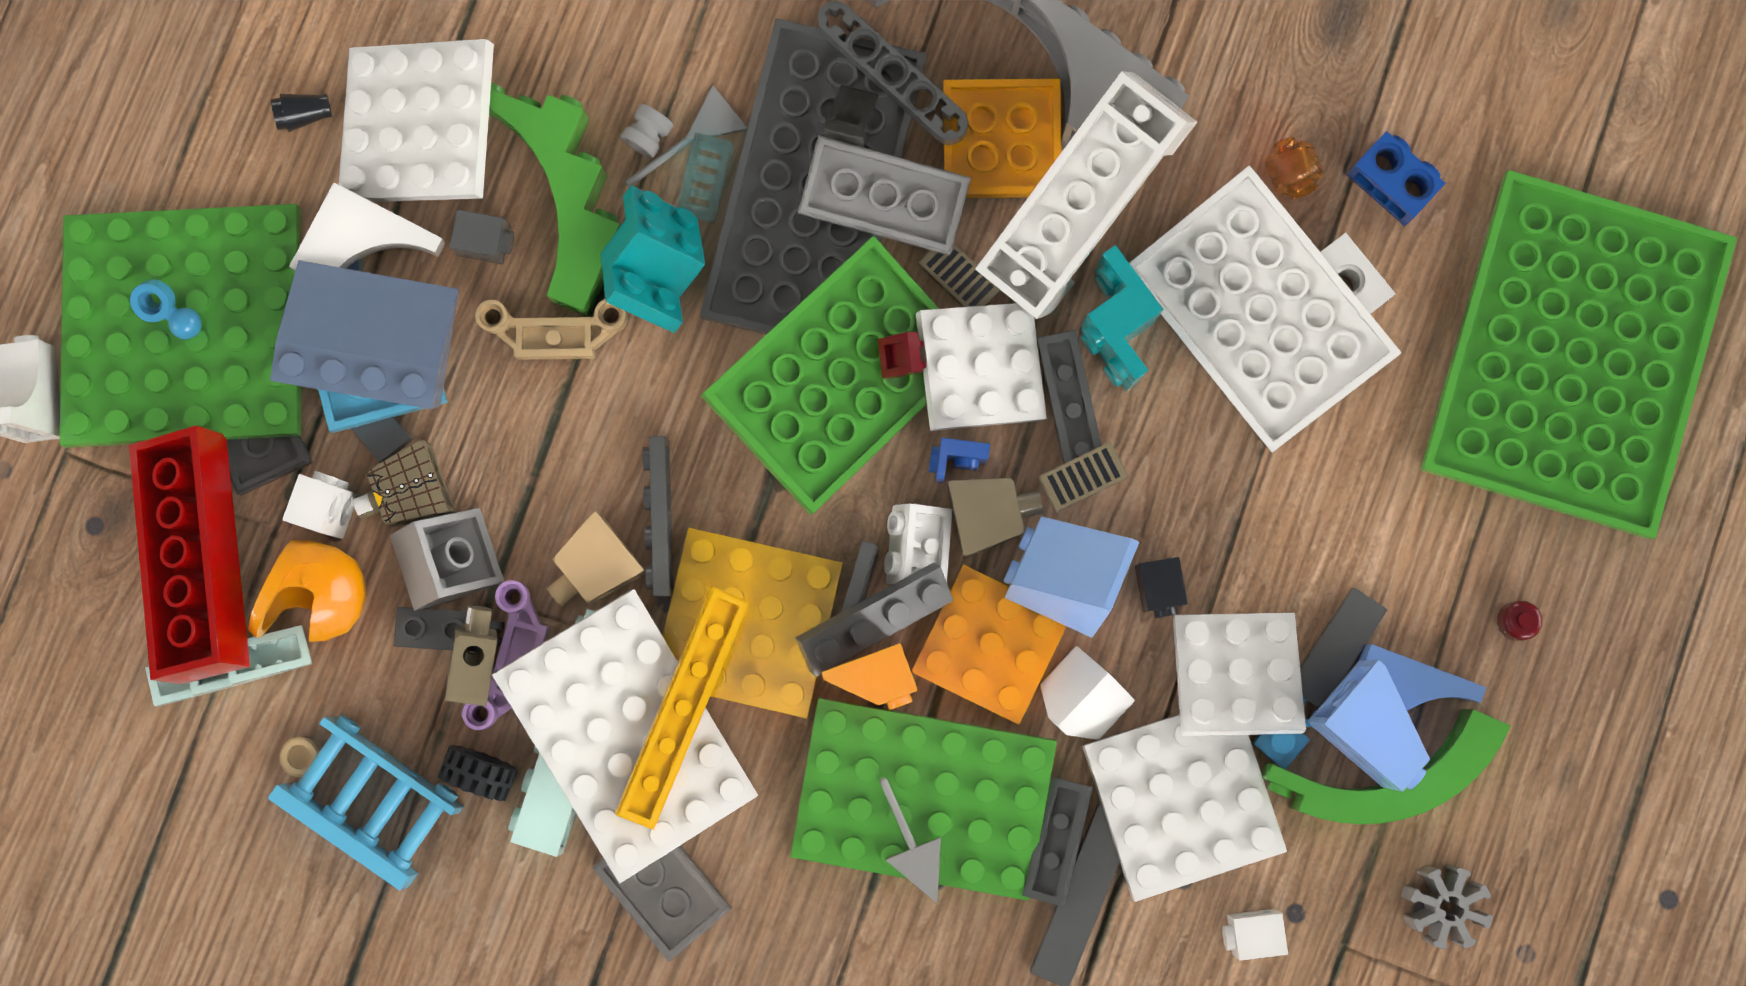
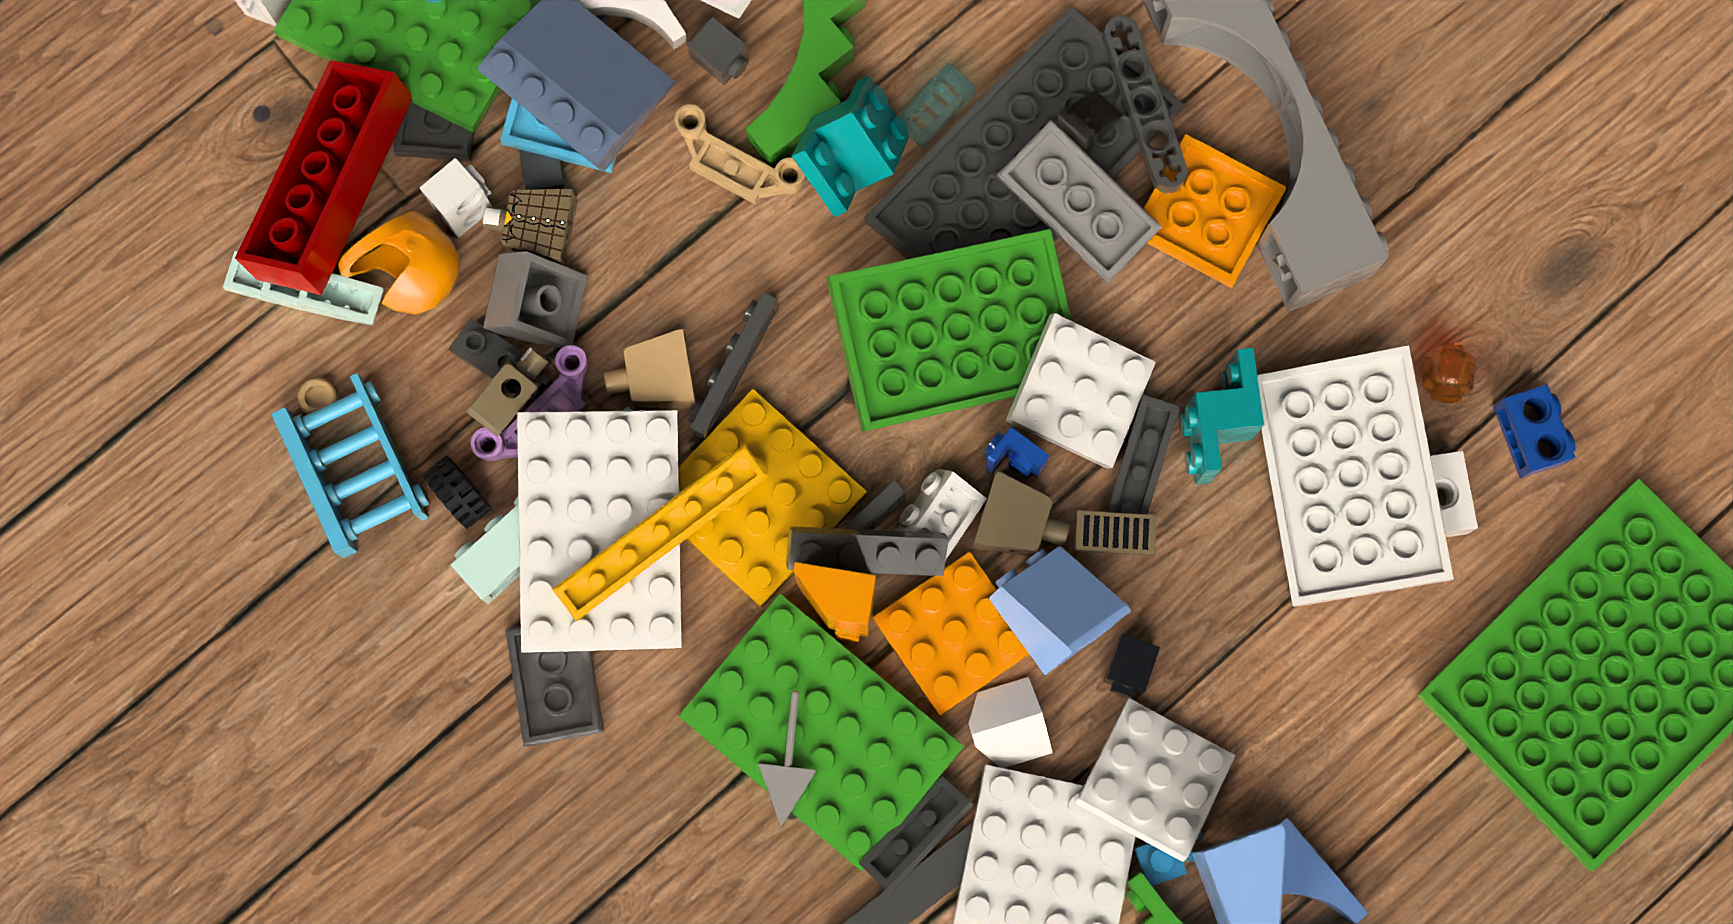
camera: 25 degrees right, 5 degrees down
(644, 134) = (906, 41): light grey wheel -> none
(713, 119) = (971, 61): light grey piece -> none
(900, 355) = (1016, 340): dark red tile -> none
(959, 278) = (1106, 307): tile -> none
(1084, 193) = (1250, 288): white plate -> none
(1339, 645) = (1259, 806): dark grey tile -> none
(1519, 620) = (1432, 876): dark red piece -> none

